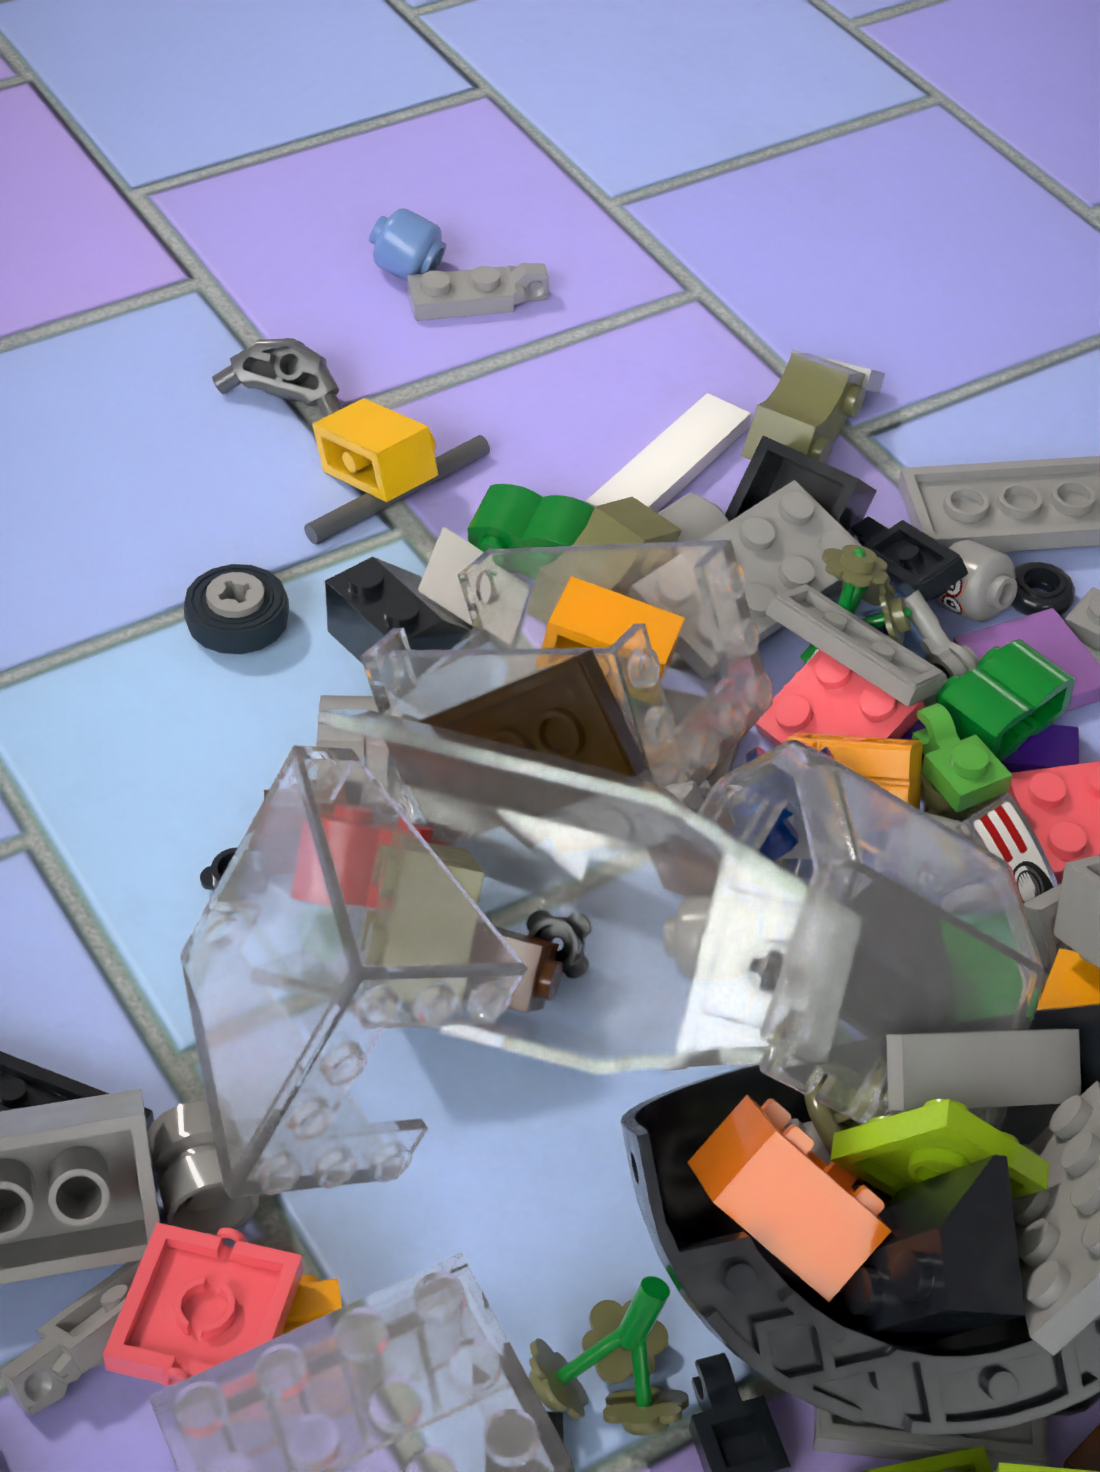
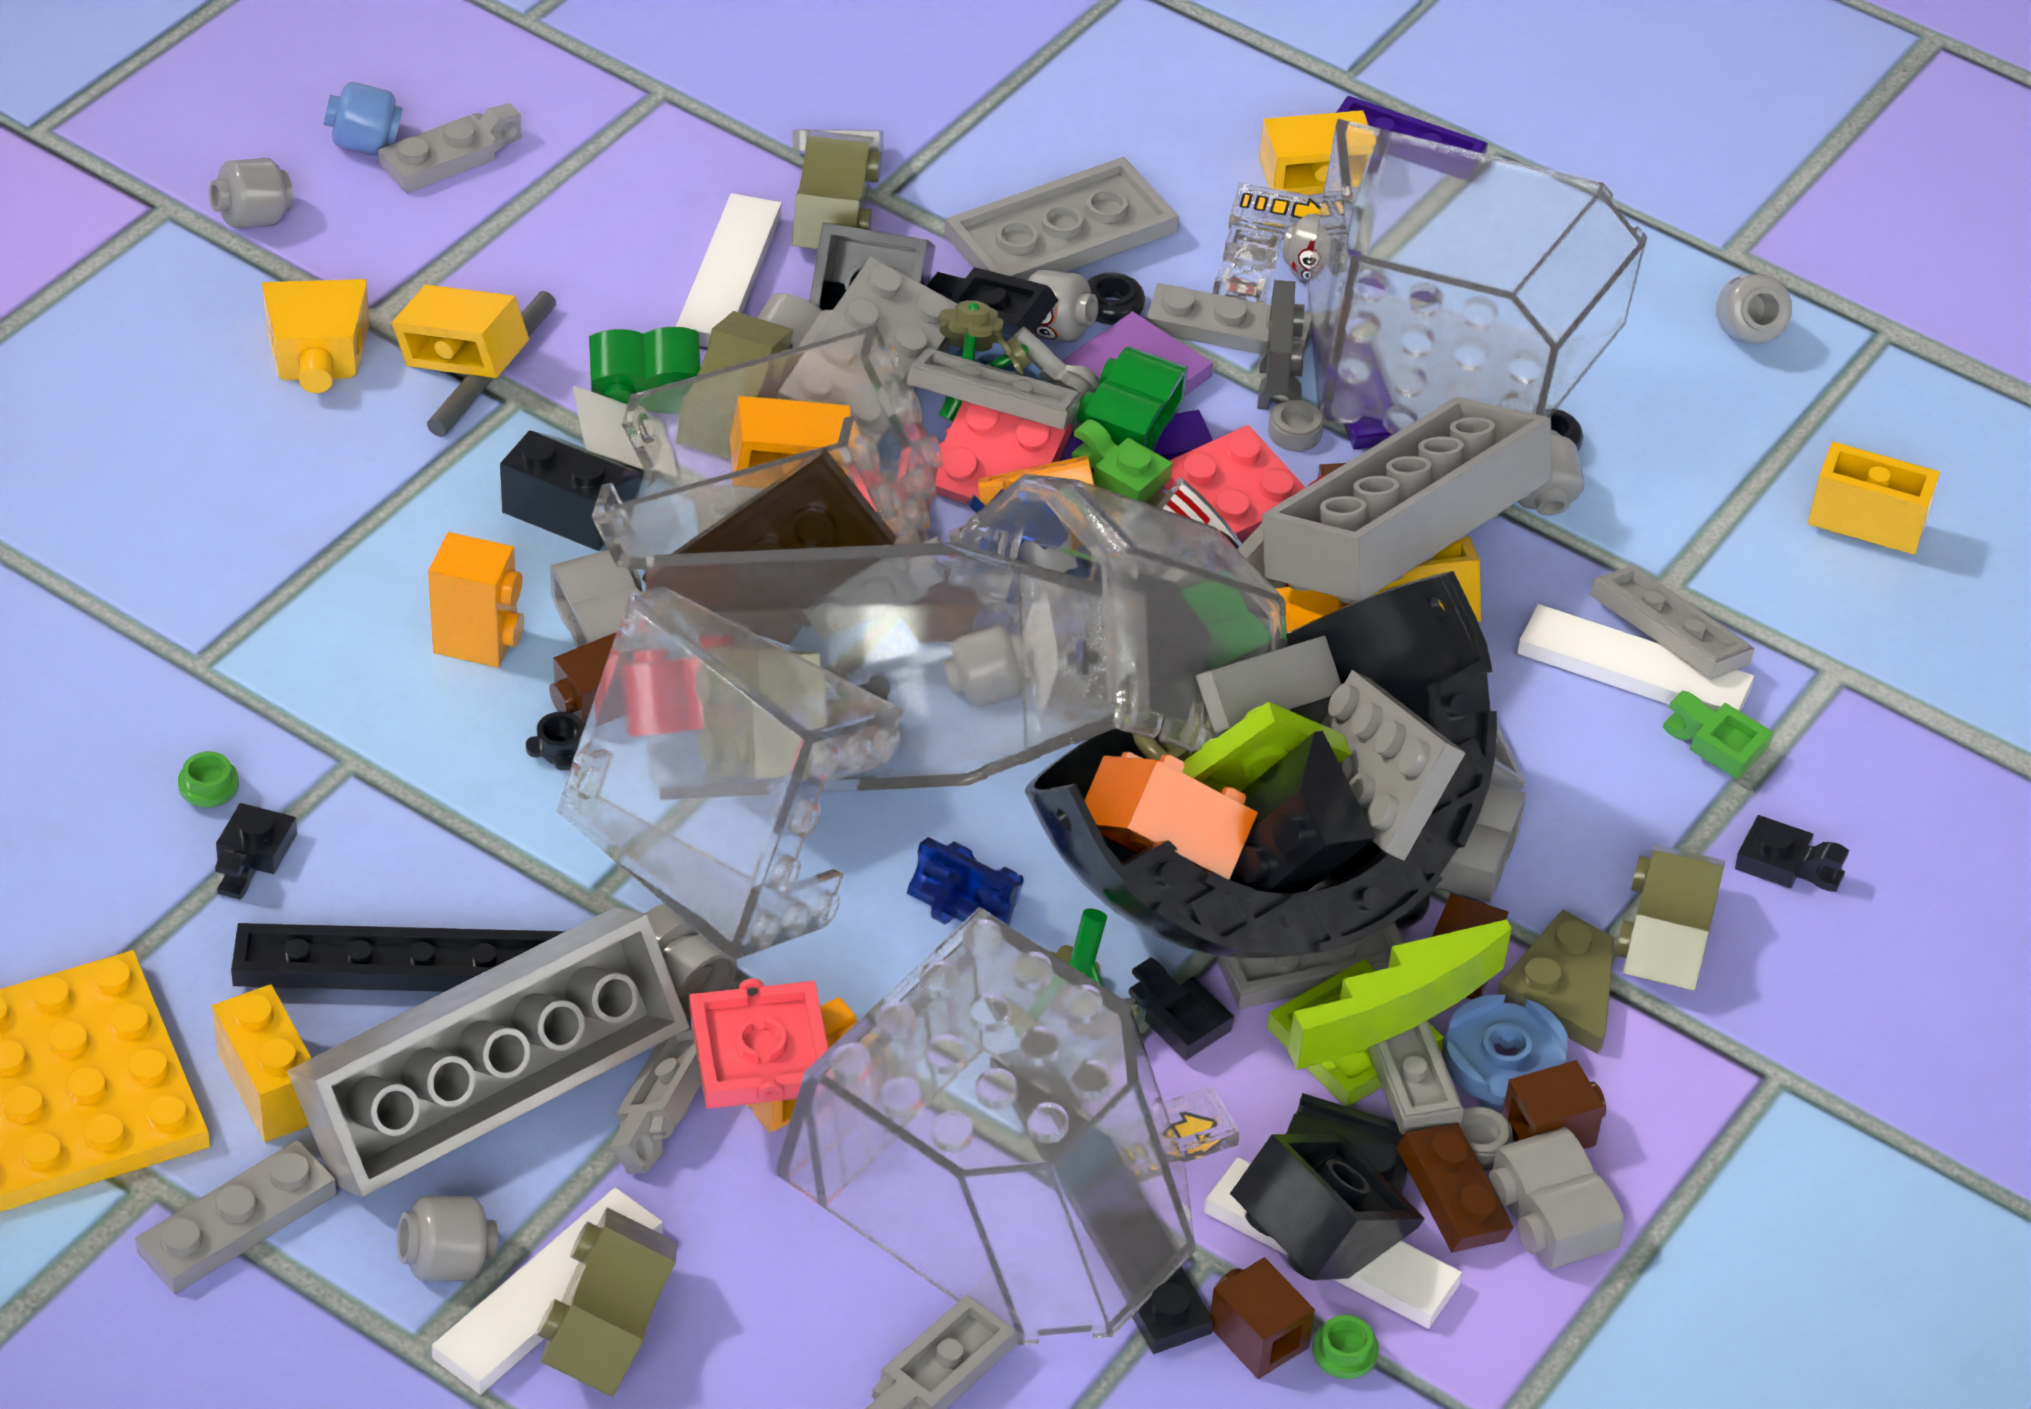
camera: 25 degrees left, 0 degrees up
(222, 707) = (474, 600): none -> light orange brick
(236, 609) = (414, 512): black wheel -> none
(253, 415) = (316, 329): none -> yellow torso
(269, 282) = (251, 192): none -> light grey head
(283, 370) = (330, 263): dark grey piece -> none
(556, 1190) = (958, 884): none -> clear blue hips

